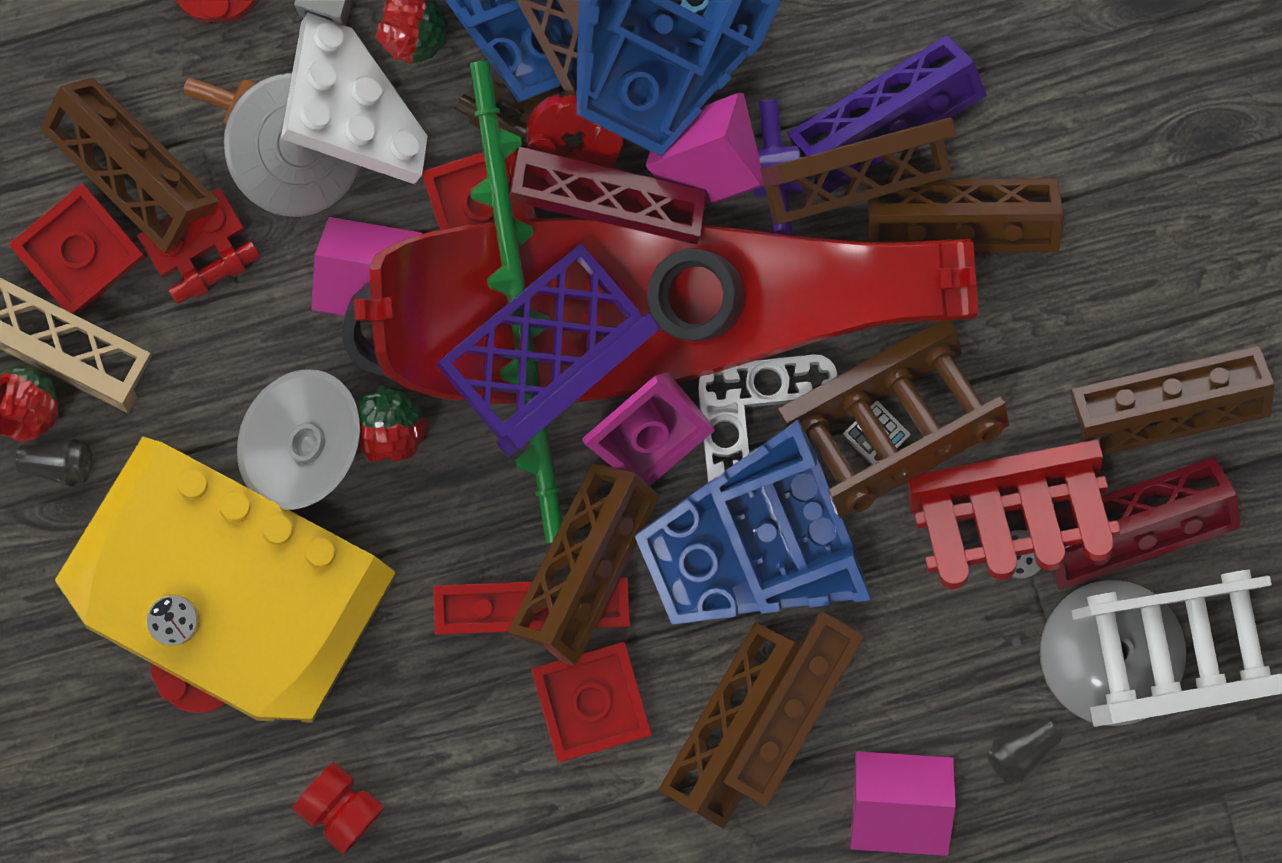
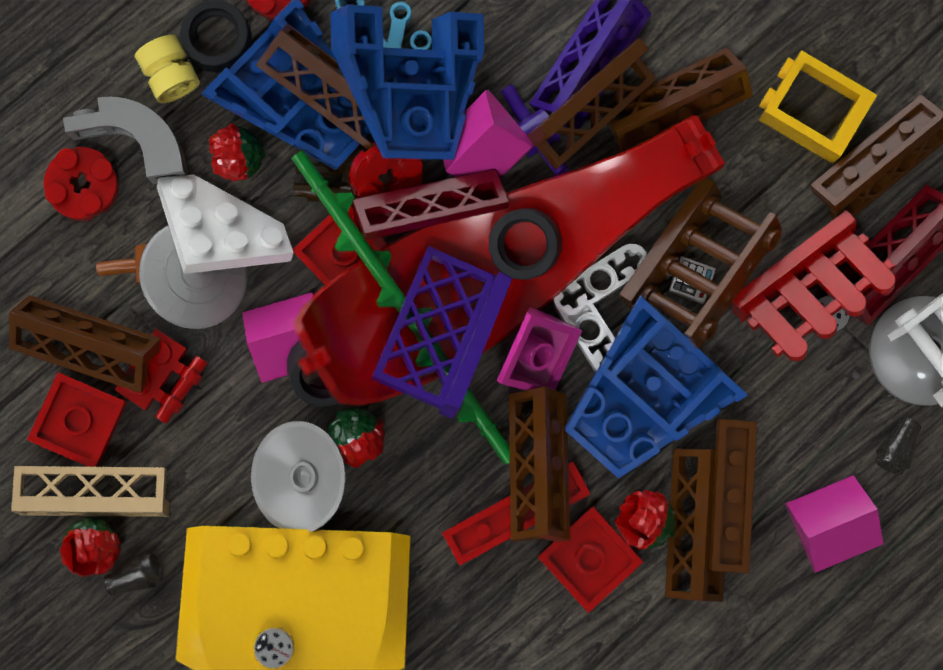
camera: 30 degrees left, 0 degrees up
(679, 687) = (646, 519): none -> red piece
(1114, 243) = (800, 133): none -> yellow window

